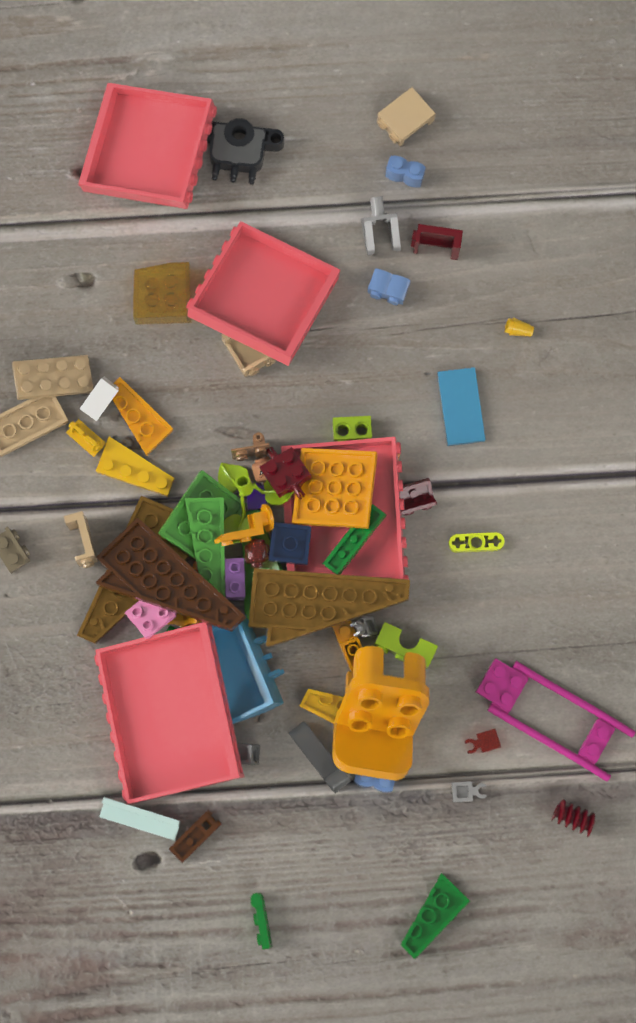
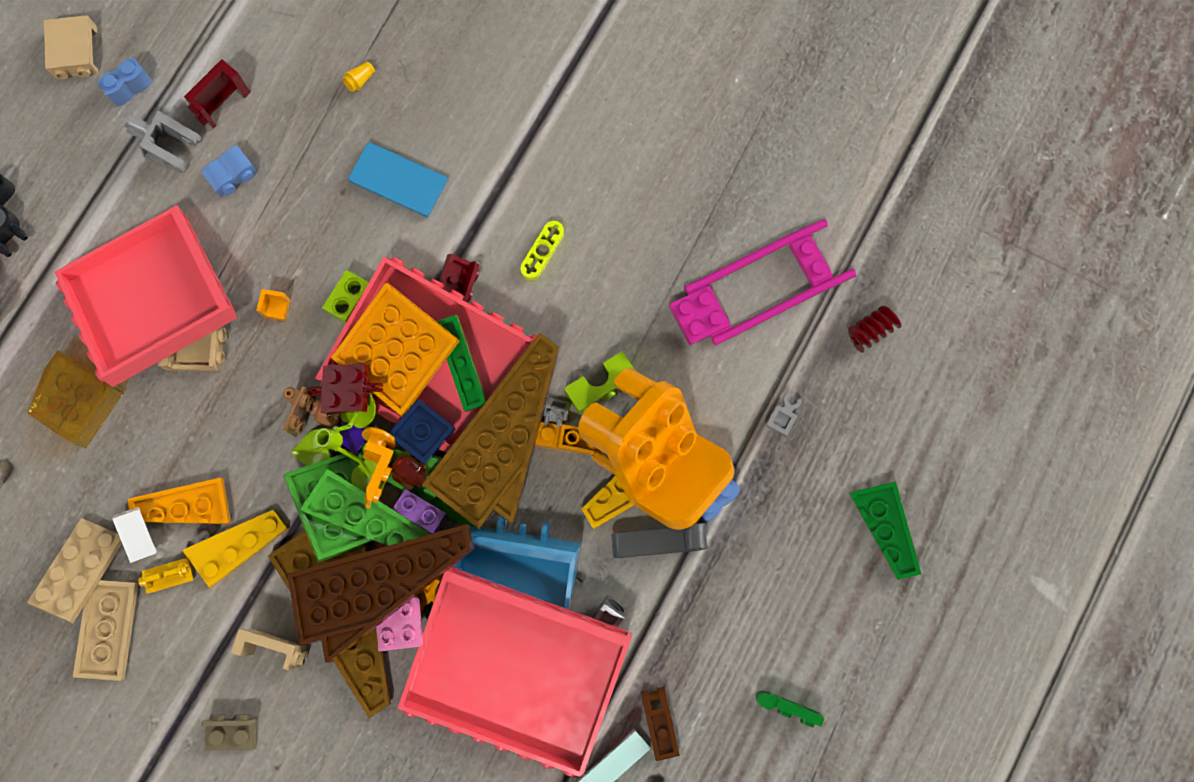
camera: 55 degrees left, 0 degrees up
(313, 382) = (273, 305): none -> light orange panel
(486, 741) = (745, 366): clear red plate -> none

